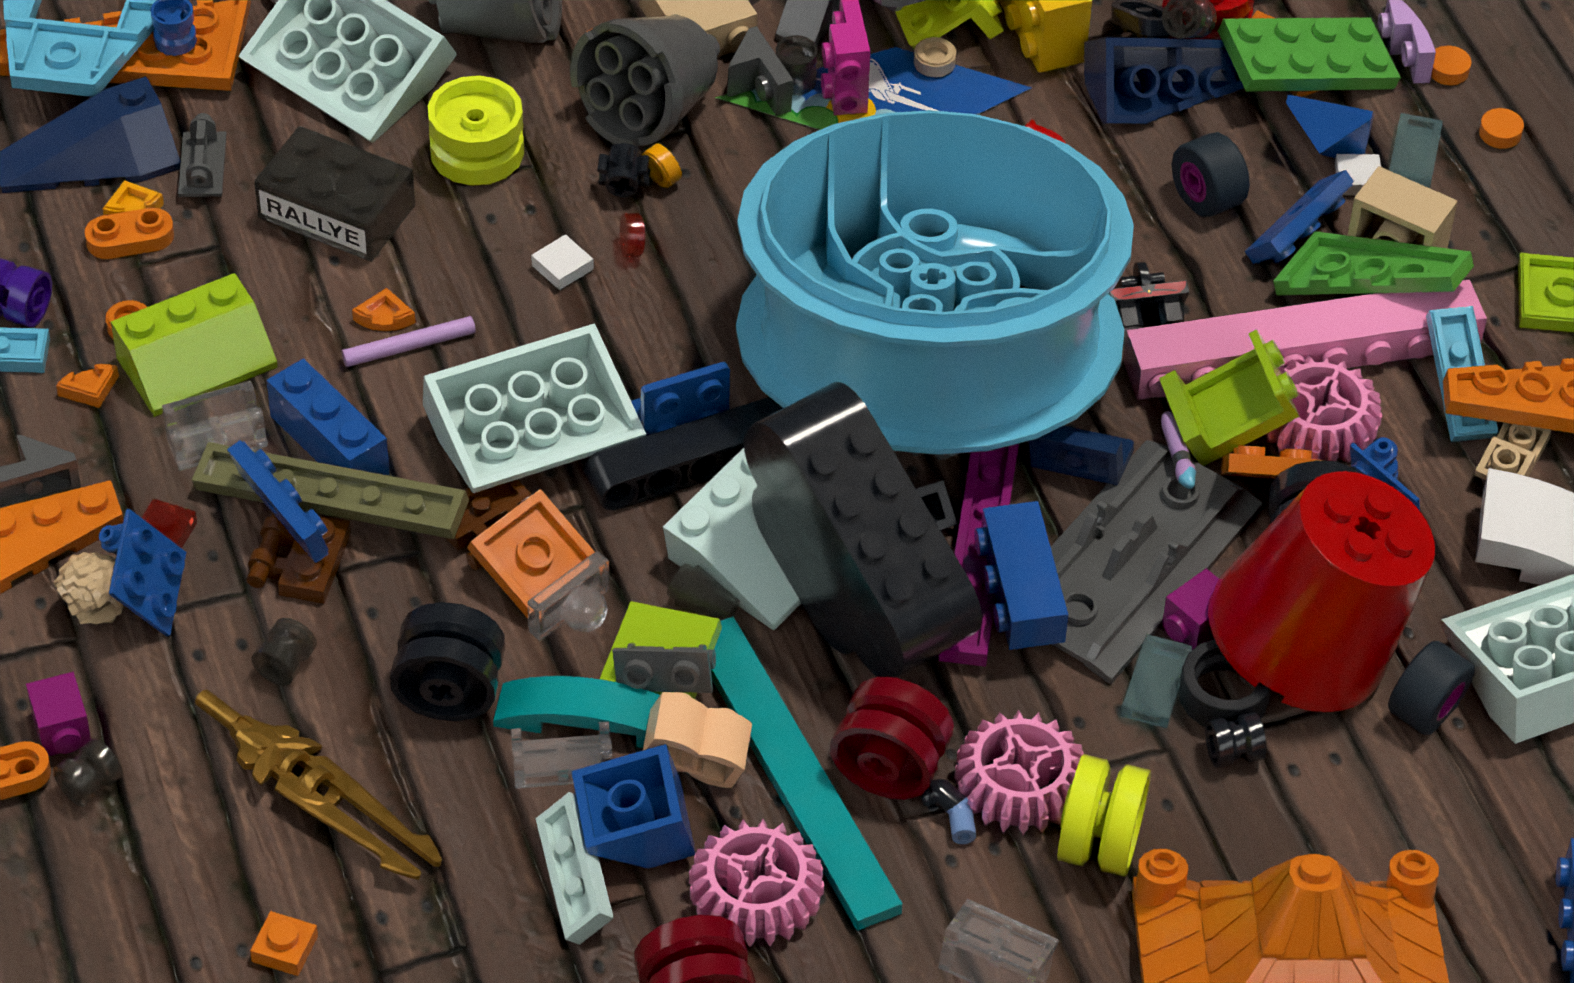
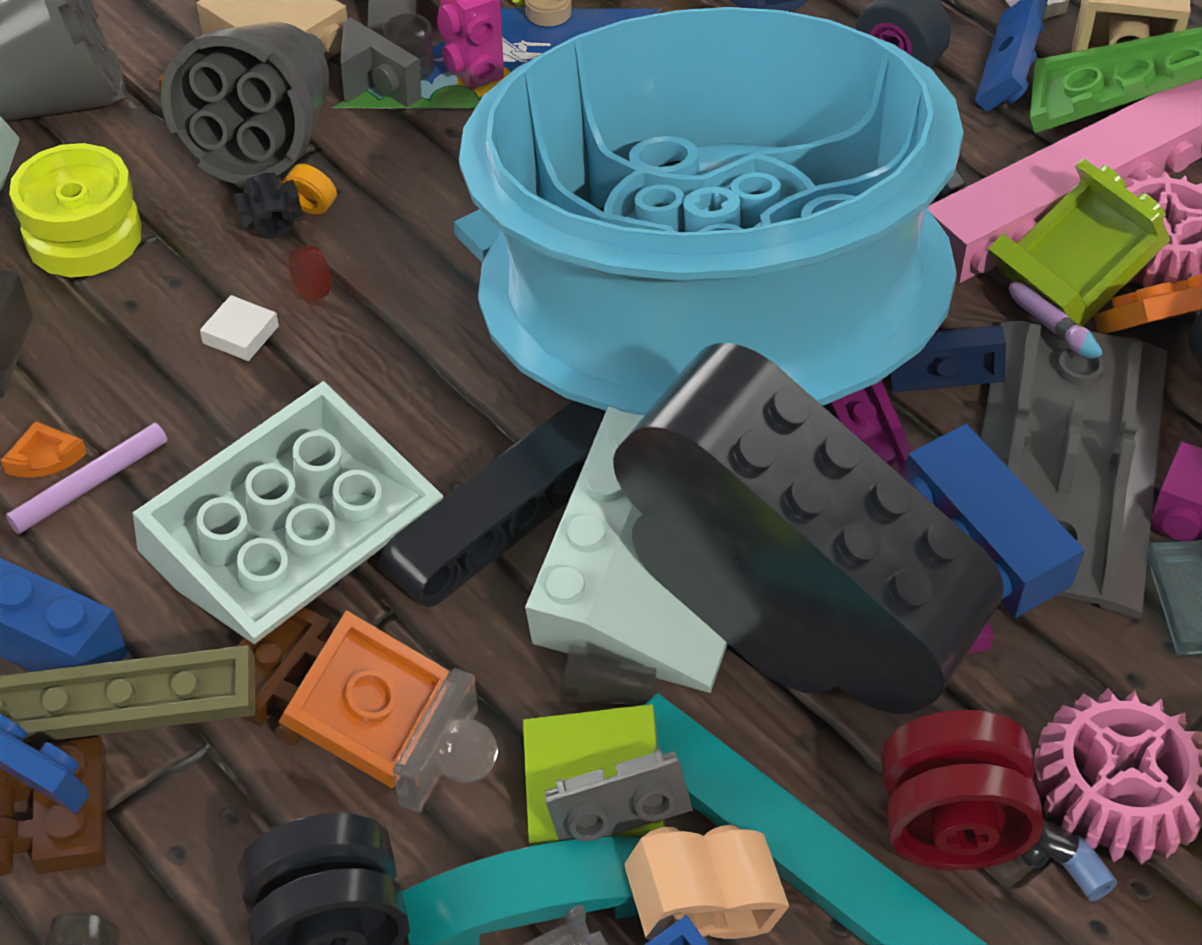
camera: 20 degrees left, 0 degrees up
(683, 398) = (471, 438): blue bracket -> none

